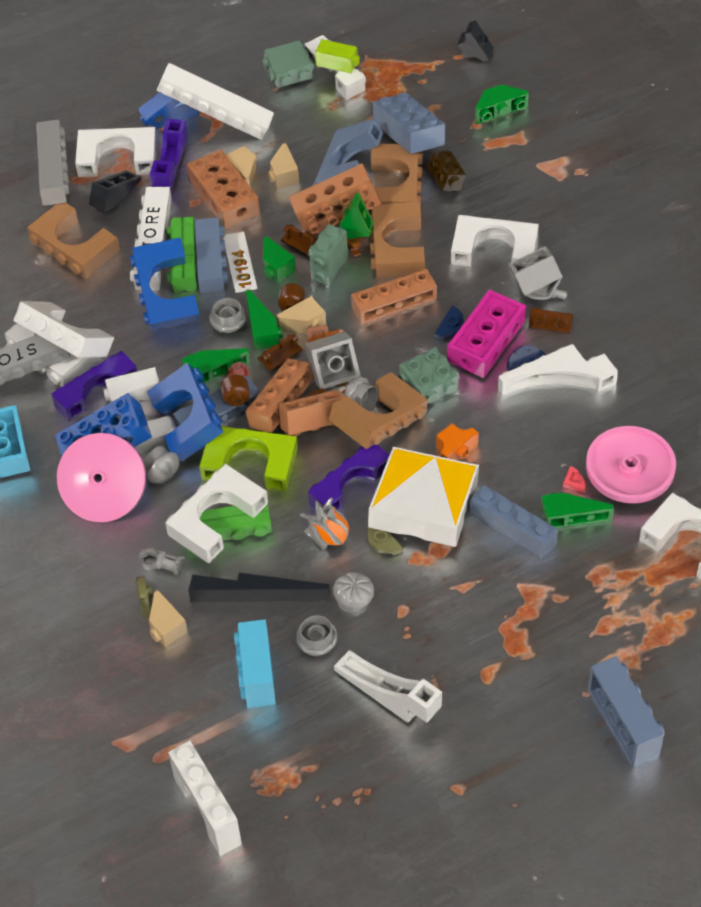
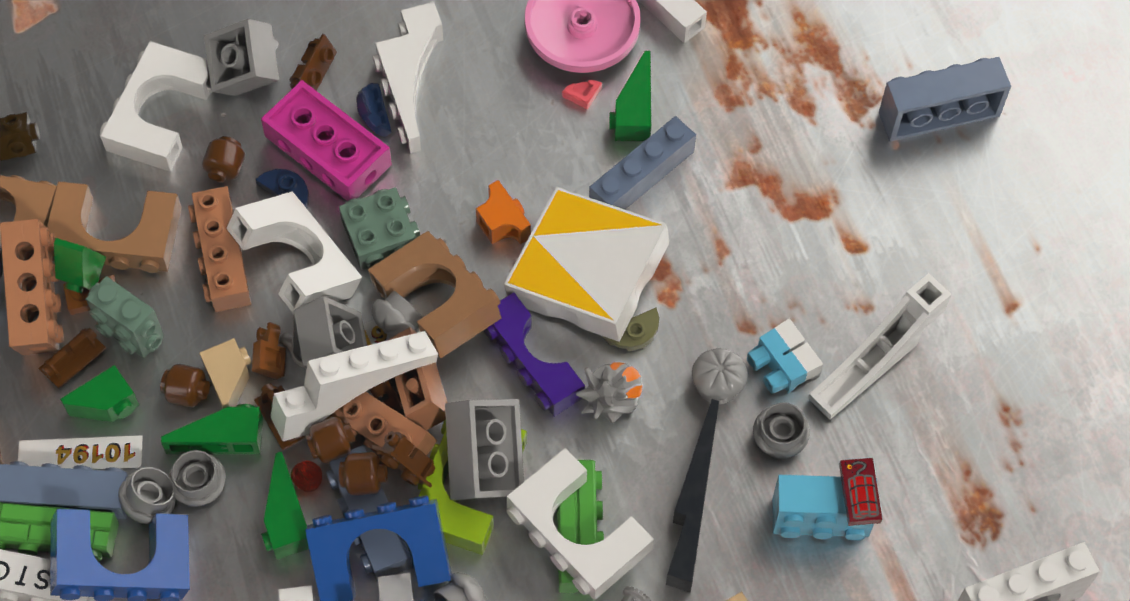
camera: 85 degrees left, 10 degrees up
(208, 291) = (147, 493): none -> light grey piece
(245, 398) = (413, 467): none -> reddish brown hinge
(257, 370) = (330, 439): none -> reddish brown head
(257, 668) = (860, 491): none -> tile
(264, 451) = (484, 448): none -> light grey slope
(293, 358) = (342, 377): none -> white arch
(377, 633) = (786, 356): none -> medium azure hips
(420, 322) = (288, 221): none -> white arch
(461, 284) = (223, 159): none -> reddish brown head

